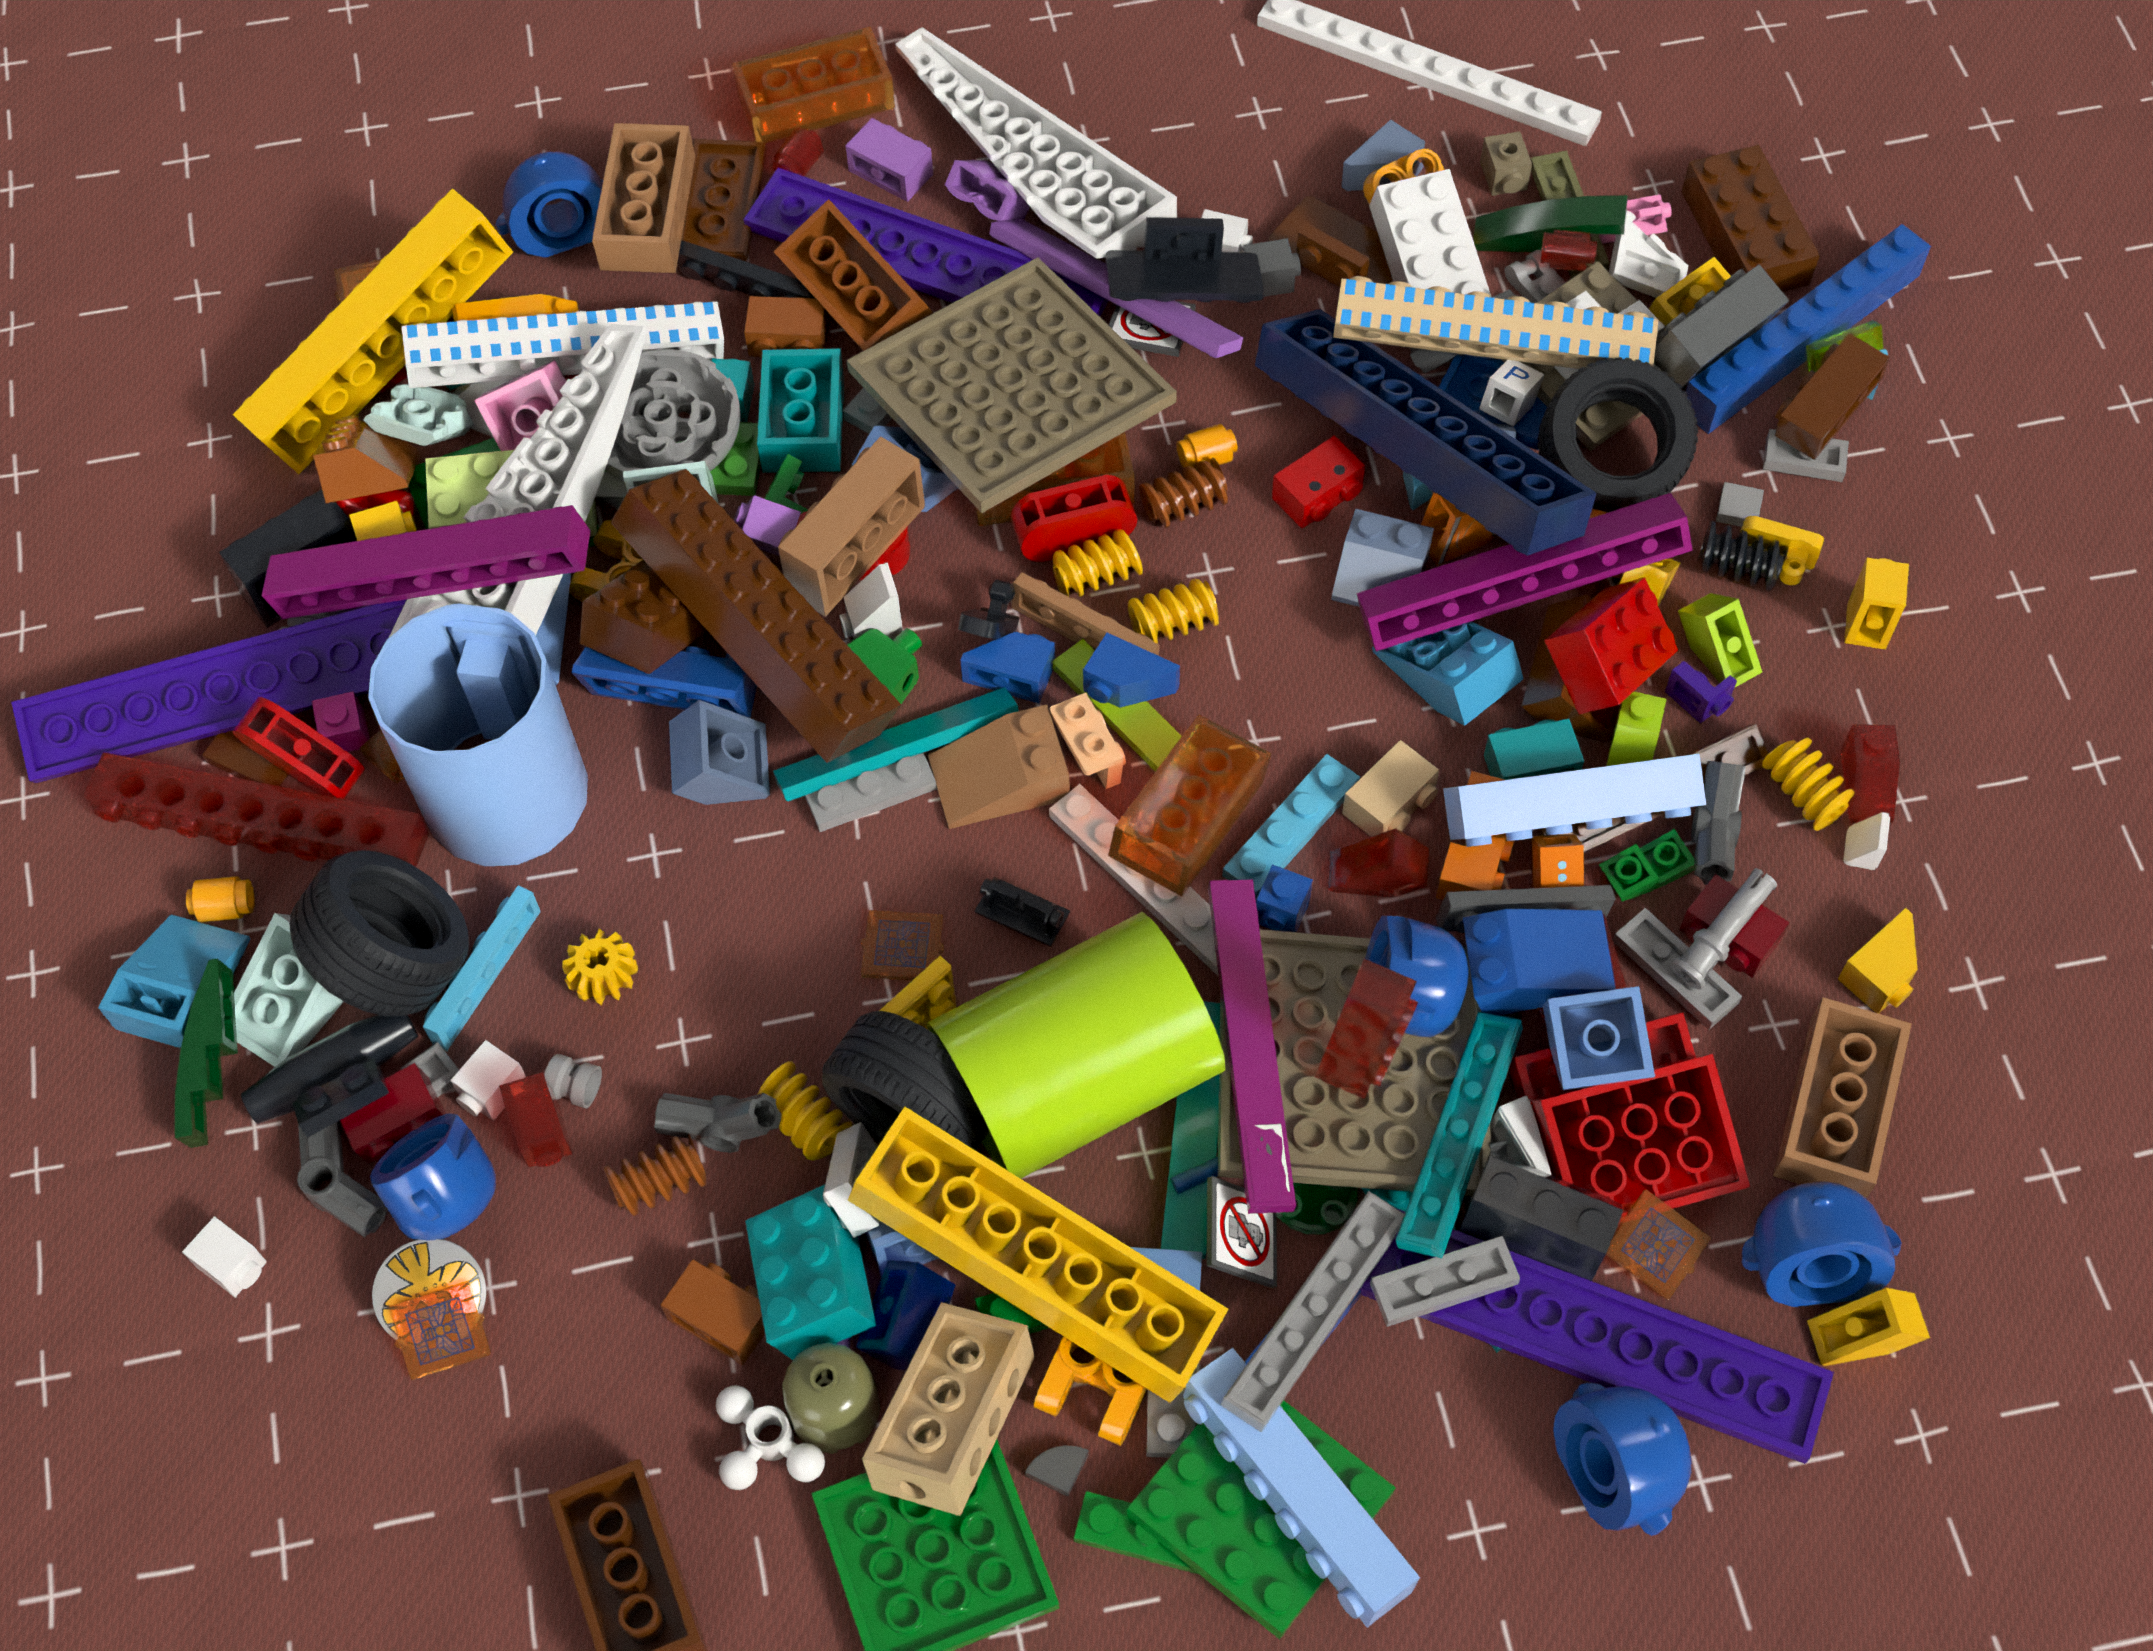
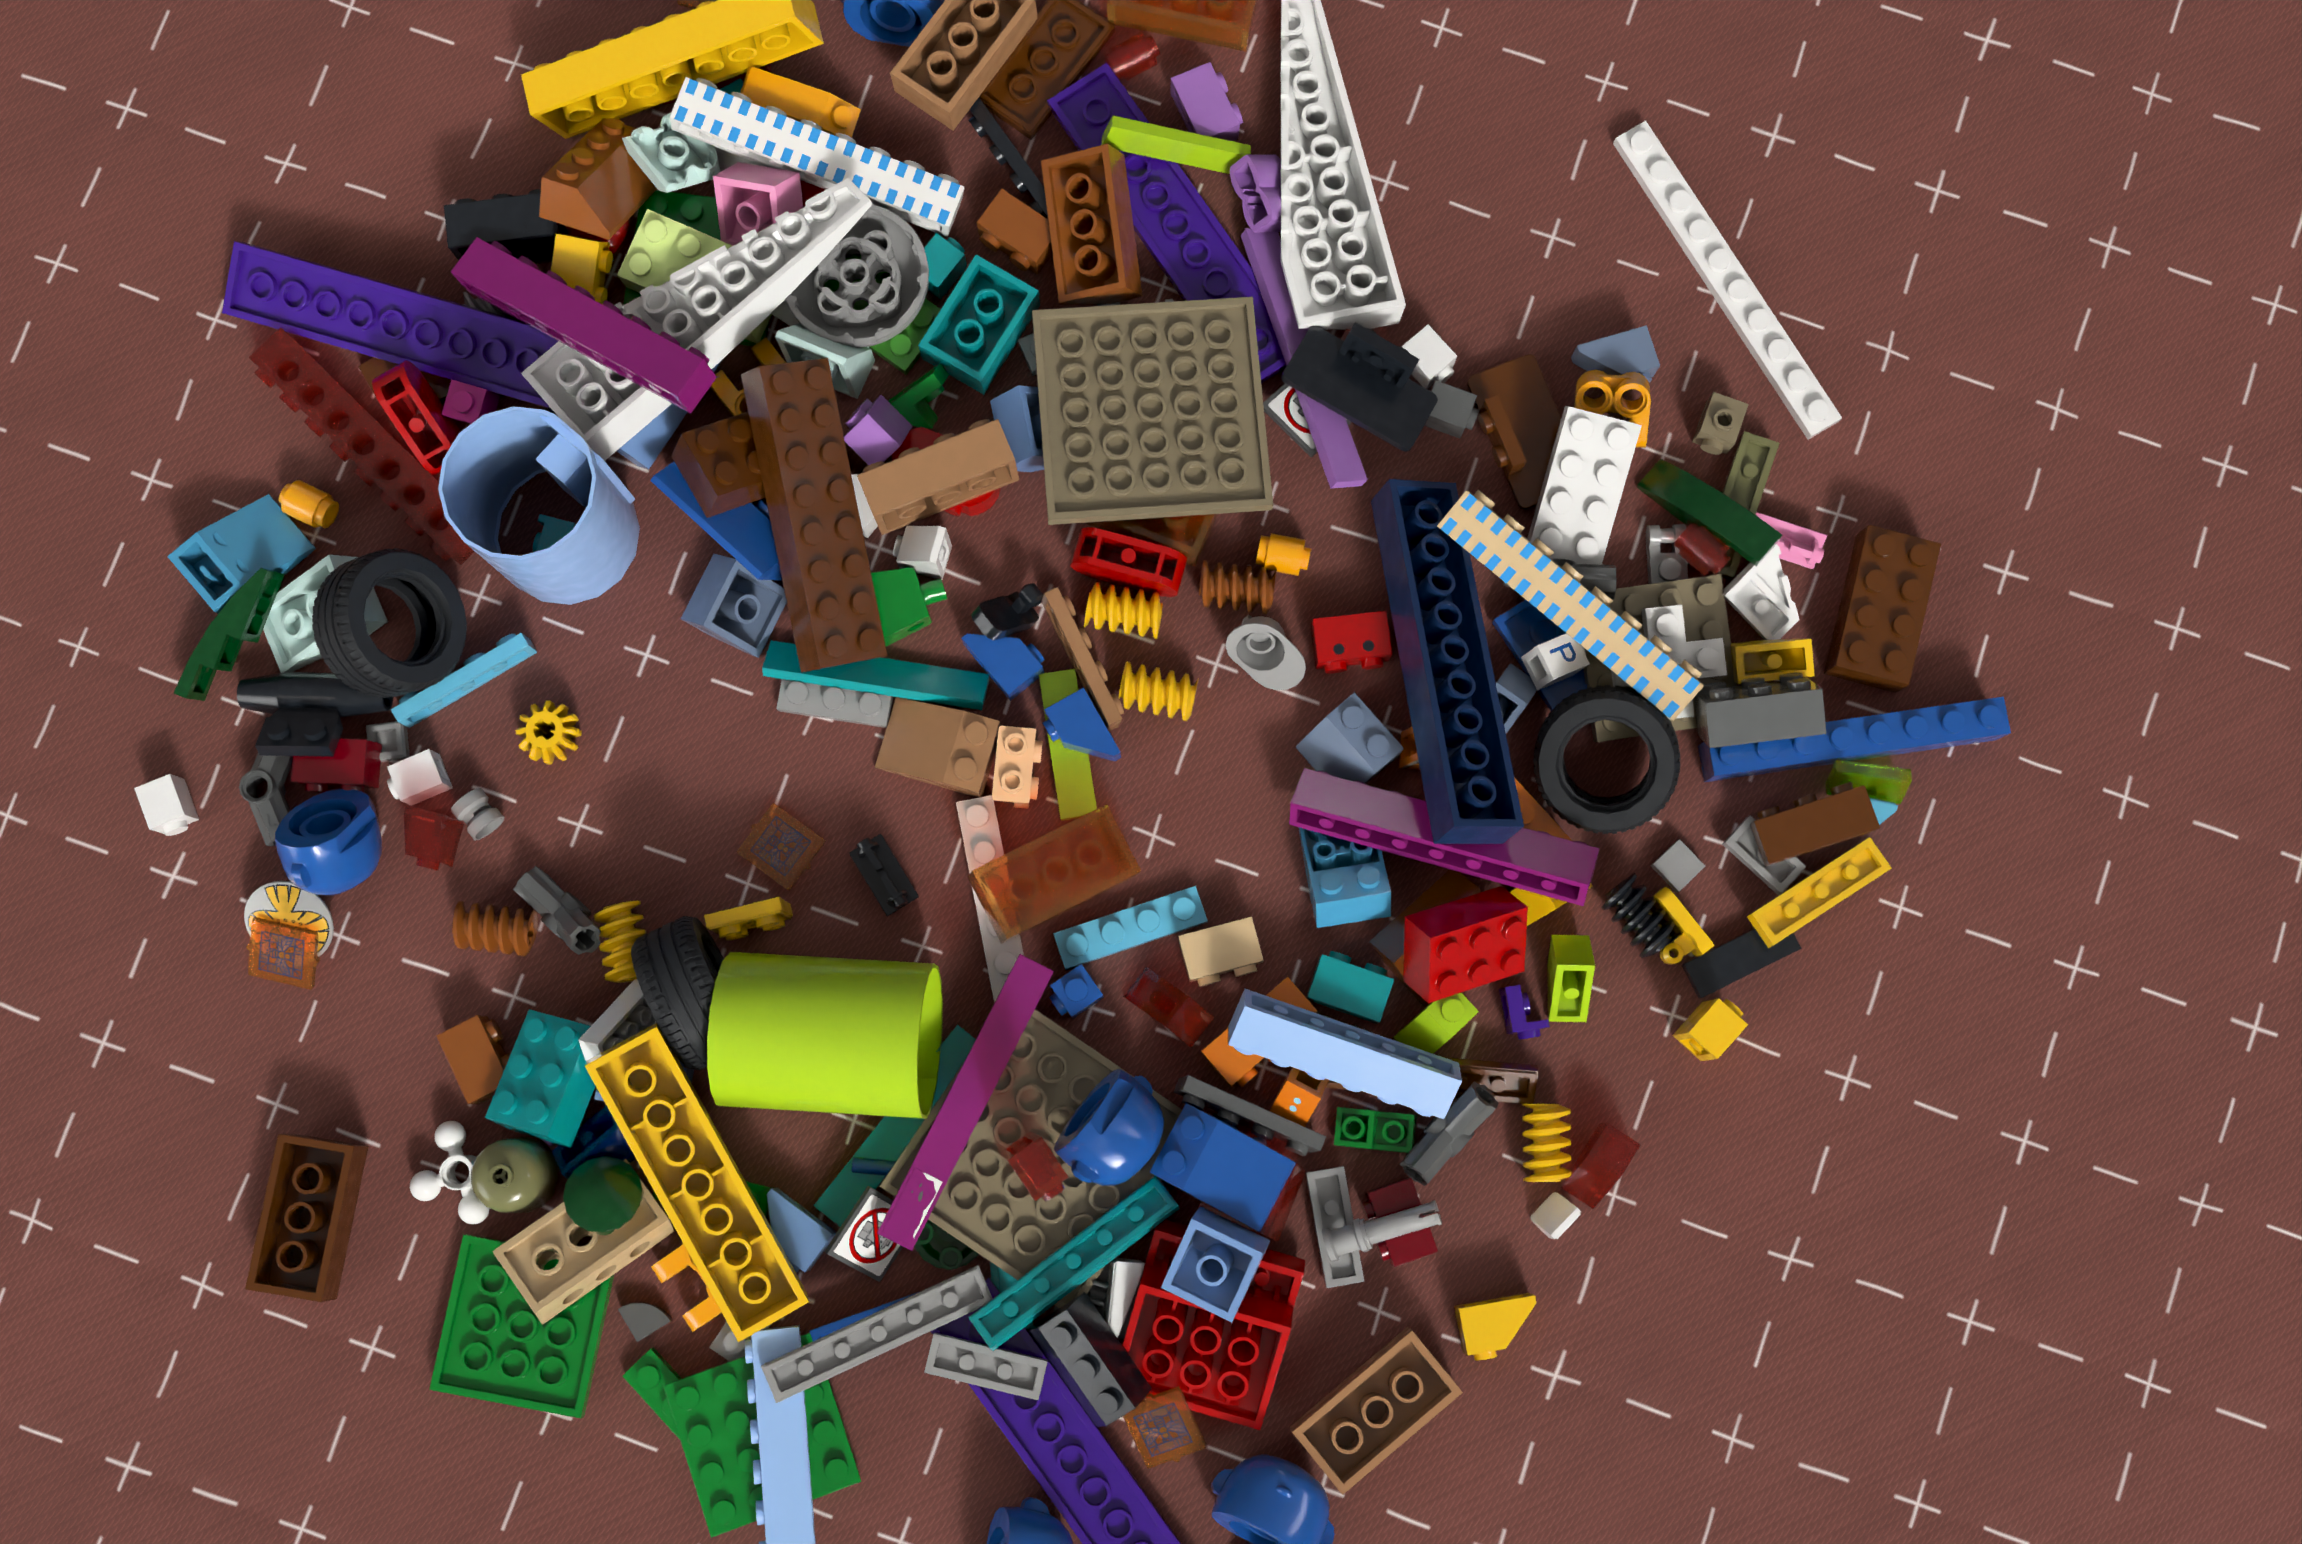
camera: 30 degrees right, 20 degrees up
(886, 188) = (1173, 144): none -> lime tile
(943, 1339) = (603, 1194): none -> dark green dish
(1252, 529) = (1266, 653): none -> light grey piece
(1851, 545) = (1735, 961): none -> black tile
(1875, 454) = (1819, 892): none -> yellow plate

